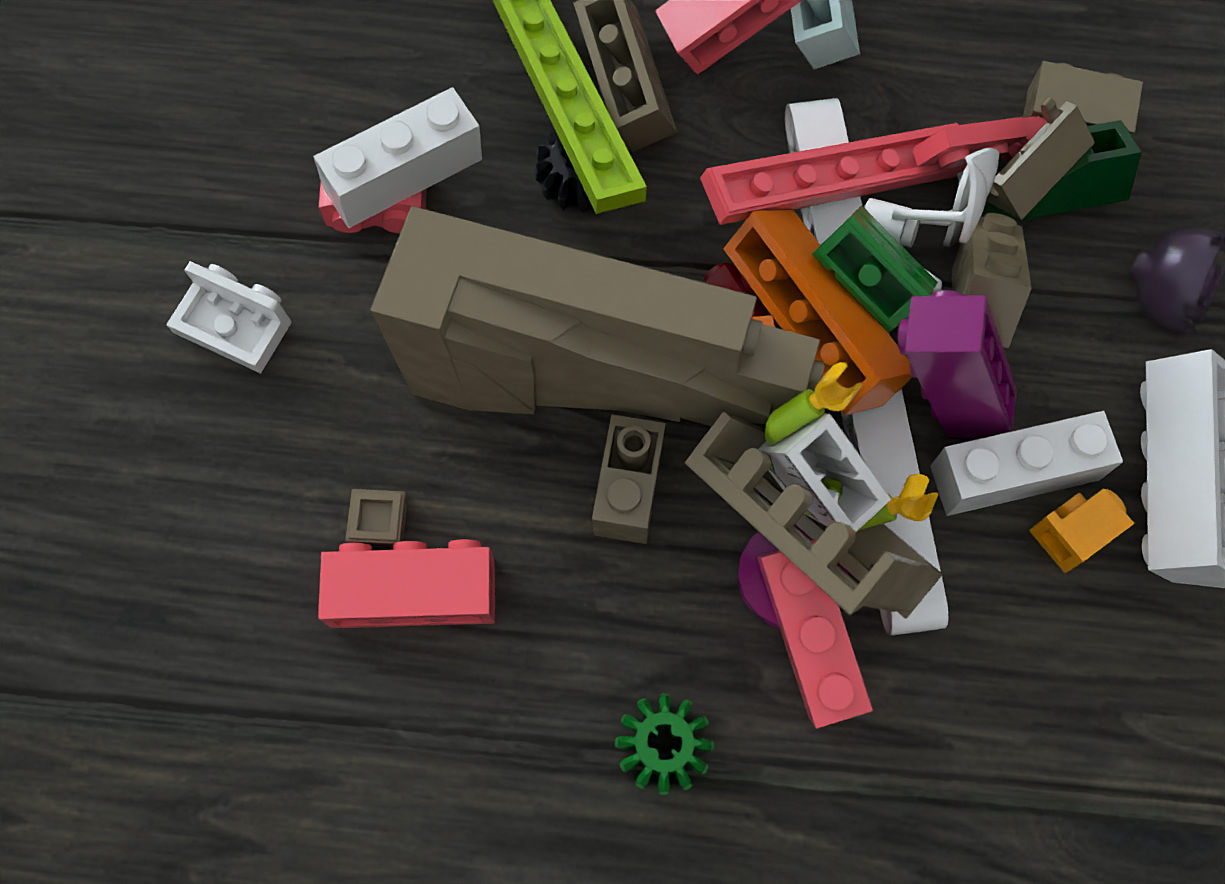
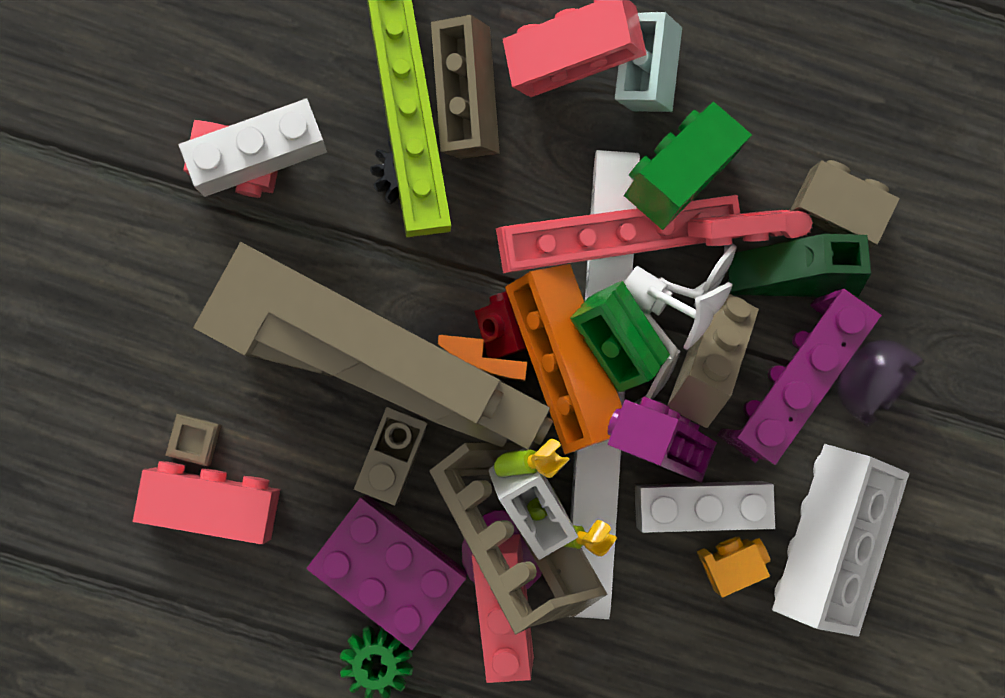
camera: 10 degrees right, 15 degrees up
(230, 317) = (97, 251): white bracket -> none
(653, 619) = (388, 571): none -> magenta brick
(893, 91) = (685, 164): none -> green brick
(1042, 160) = (784, 261): dark tan hinge -> none
(1120, 230) = (805, 379): none -> magenta window

